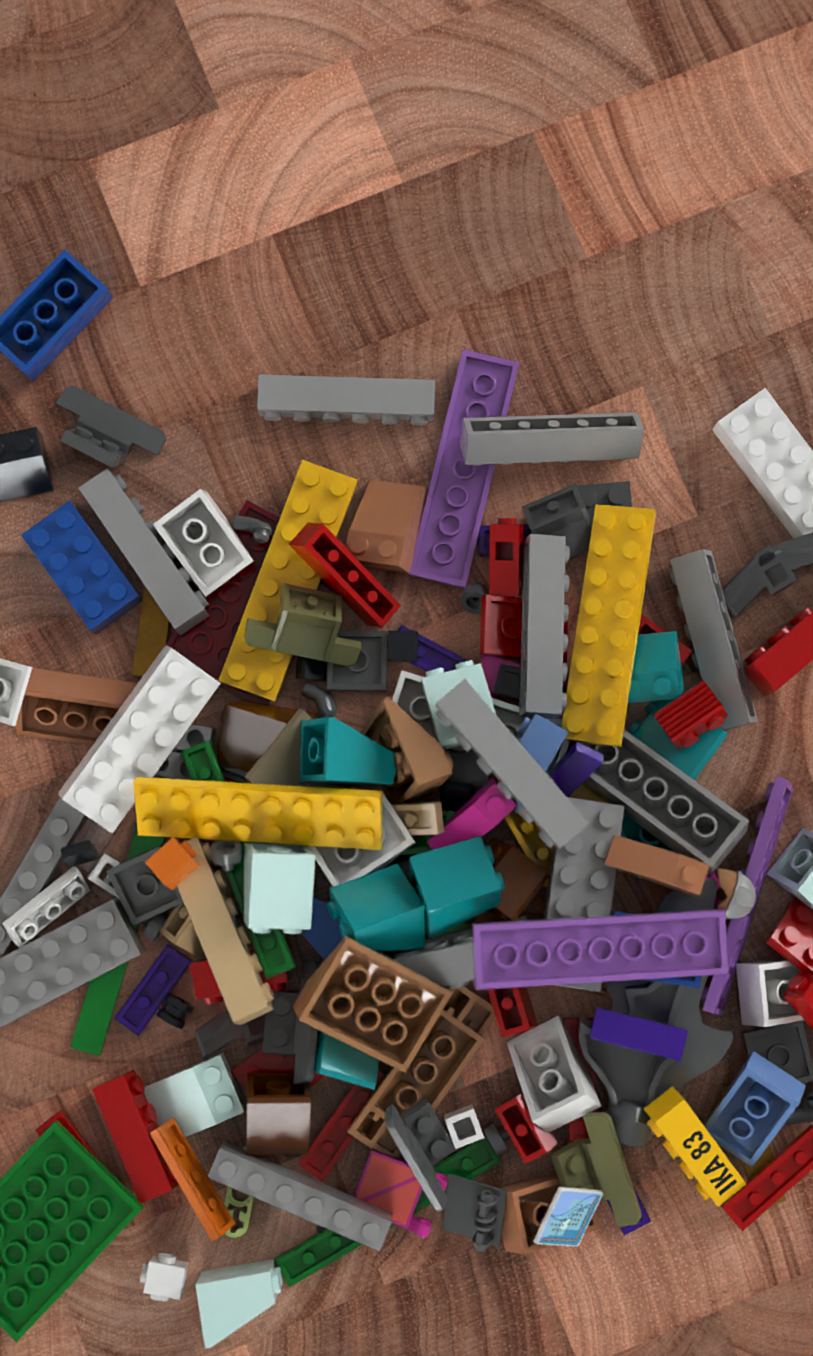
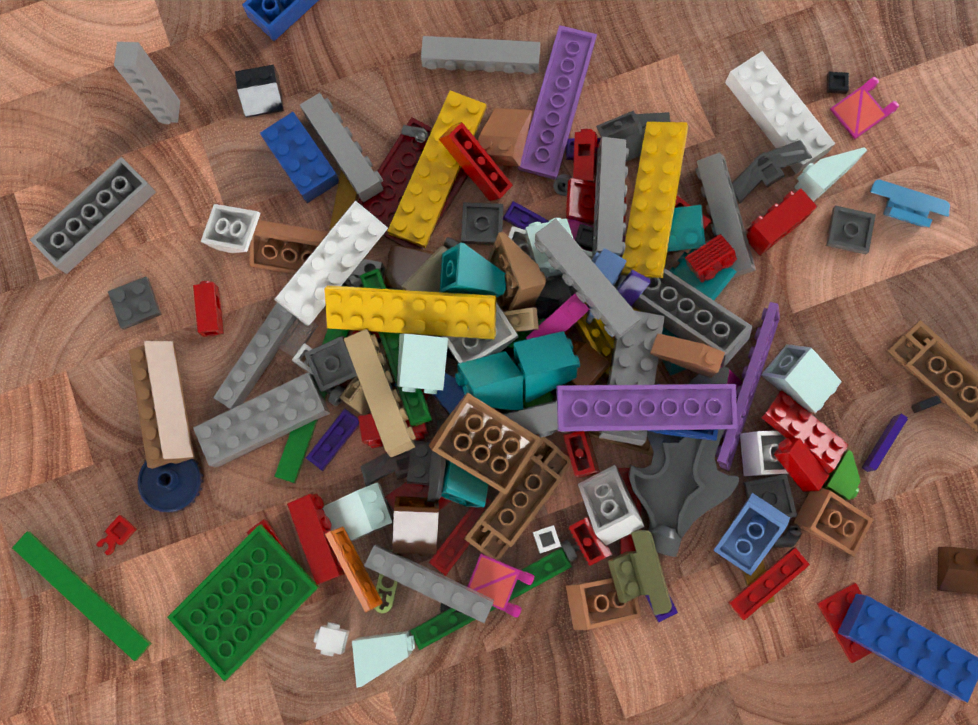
camera: 10 degrees right, 5 degrees down
(46, 907) = (262, 378): white tile -> none
(79, 853) = (287, 342): black tile -> none
(106, 430) = (321, 71): dark grey plate -> none
(173, 862) = (349, 343): orange brick -> none
(175, 1010) = (348, 453): black wheel -> none
(203, 542) = (381, 140): white slope -> none
(226, 853) = (387, 340): dark grey tile -> none
(305, 627) = (447, 196): olive plate -> none
(310, 669) = (450, 225): black tile -> none
(402, 646) = (513, 213): black tile -> none
(422, 1144) = (517, 548): dark grey plate -> none
(475, 1211) = (552, 599): dark grey hinge -> none
(551, 438) = (617, 80): light grey brick -> none
(568, 1216) = (619, 604): piece -> none
(638, 1033) = (672, 474): dark purple tile -> none
(695, 1147) = (710, 557): yellow brick -> none
(736, 893) = (742, 376): piece -> none

